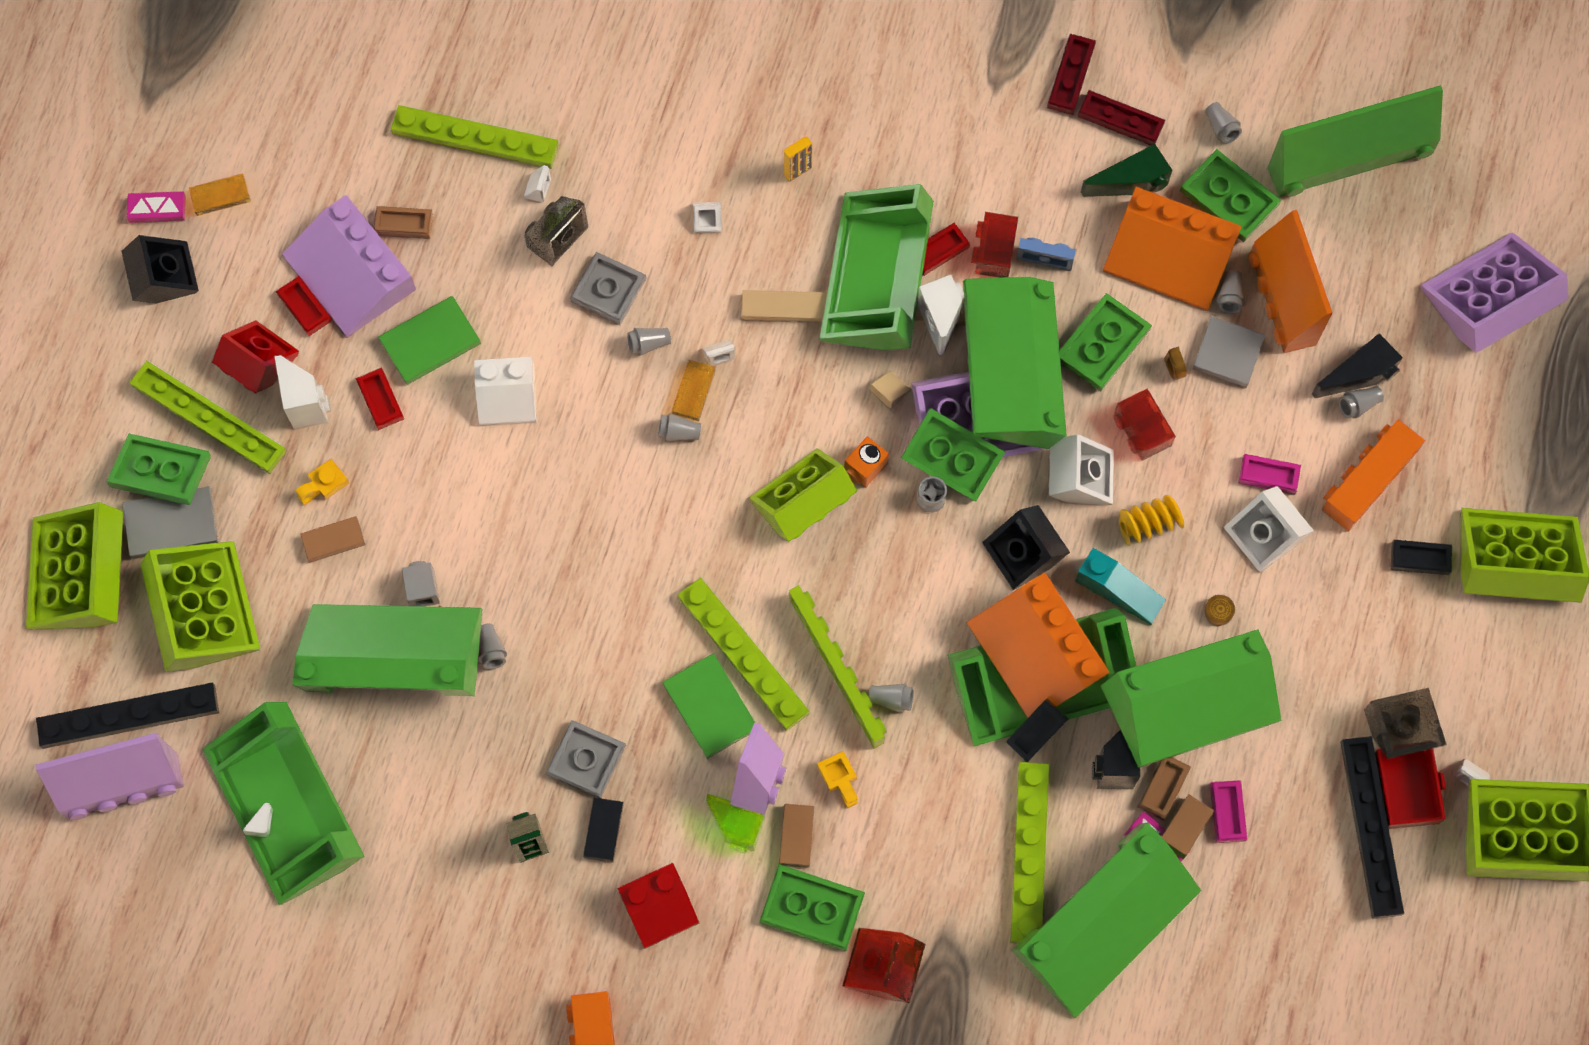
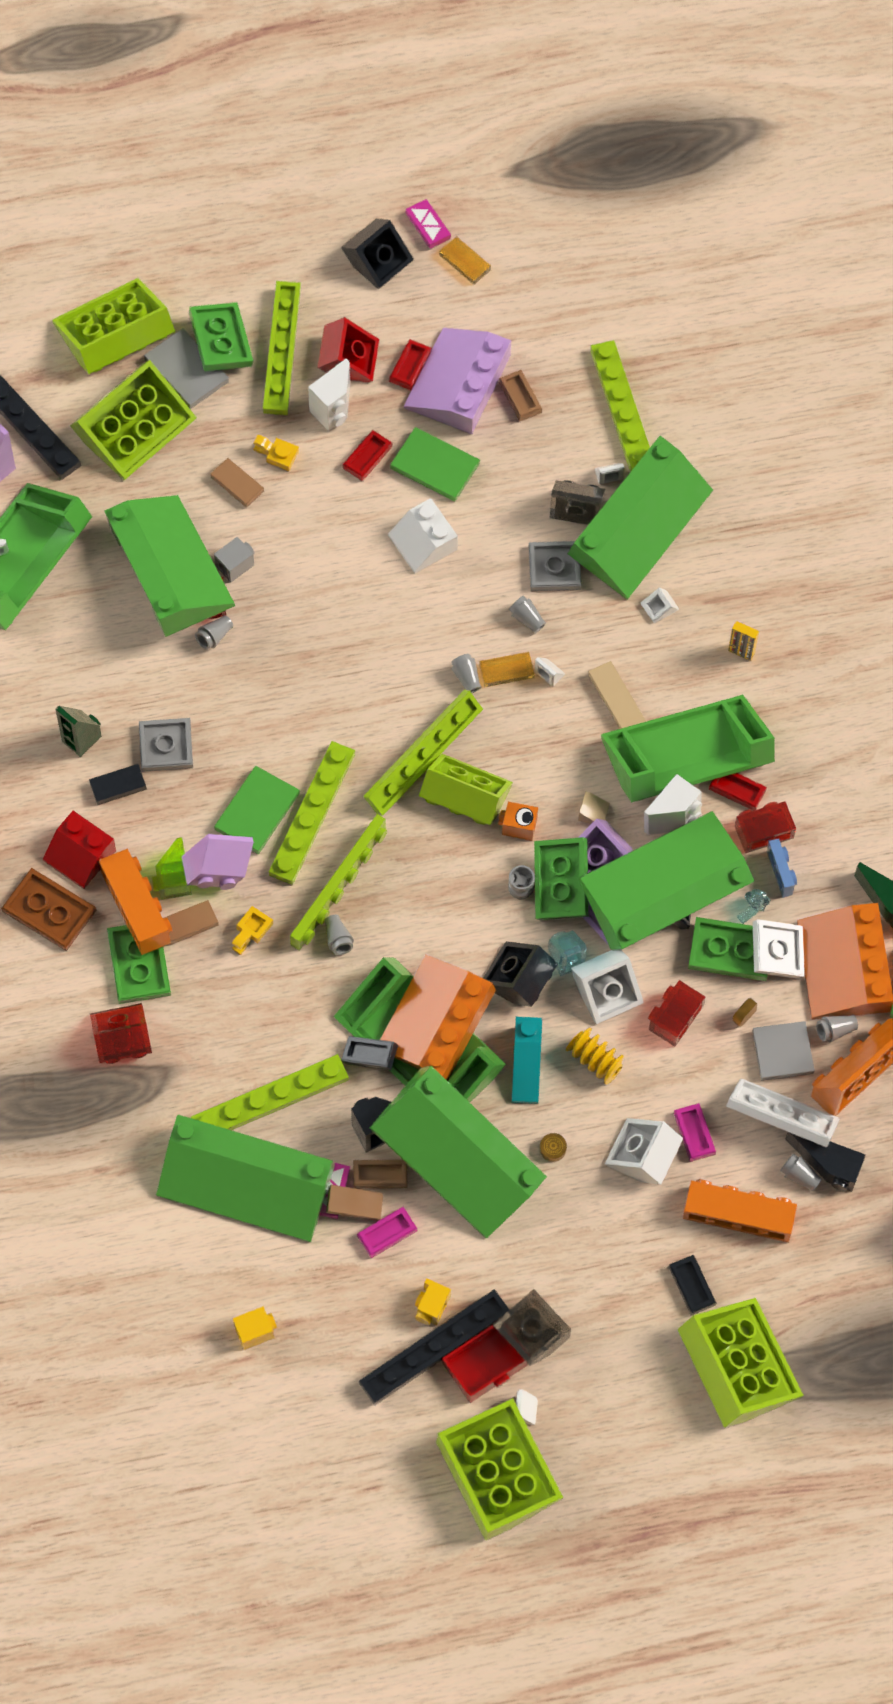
camera: 60 degrees right, 5 degrees down
(610, 181) = (641, 518): none -> bright green slope
(704, 970) = (49, 909): none -> dark orange tile
(741, 514) = (423, 752): none -> lime plate
(750, 876) = (135, 901): none -> orange brick
(1029, 488) = (567, 951): none -> clear light blue slope
(1068, 293) = (758, 901): none -> clear light blue plate
(1129, 299) = (778, 949): none -> white tile
(1269, 990) = (254, 1327): none -> yellow brick
(1298, 383) = (783, 1112): none -> white tile
(1327, 805) = (432, 1302): none -> yellow brick

